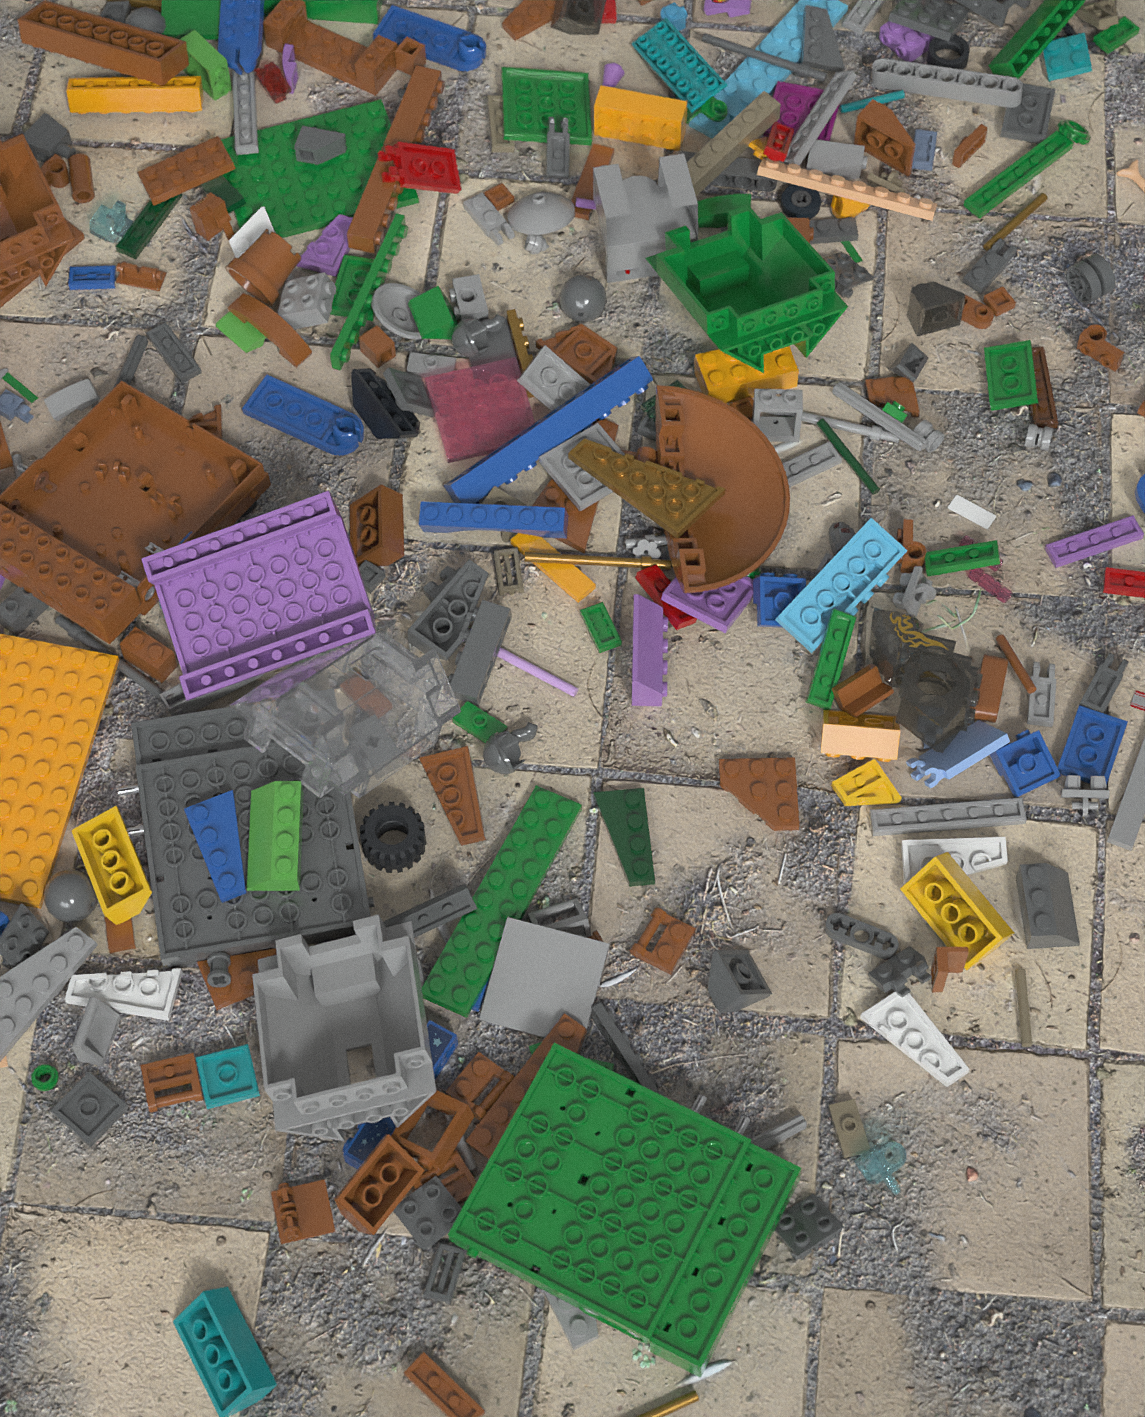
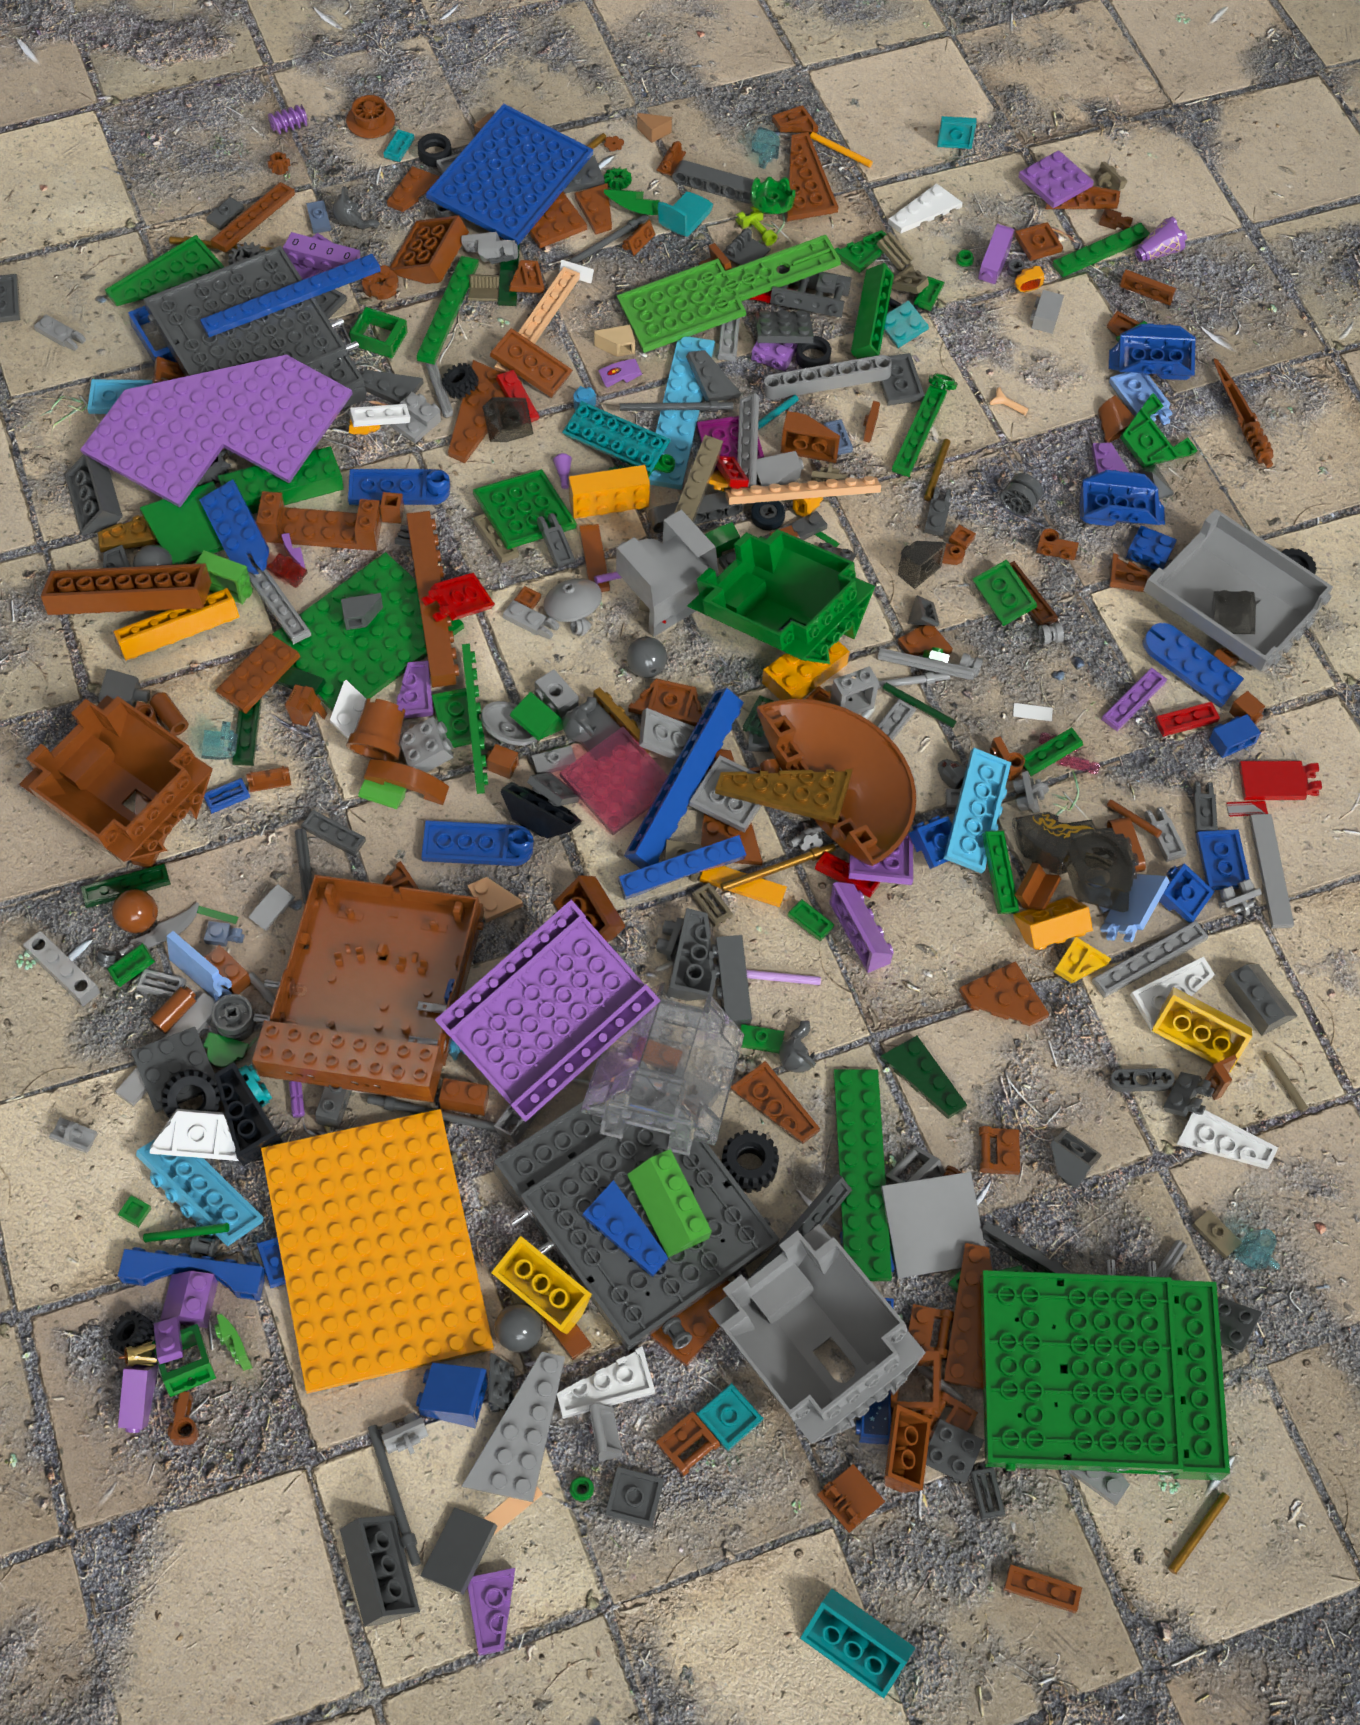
camera: 30 degrees left, 0 degrees up
(290, 478) = (494, 898): none -> light nougat wing

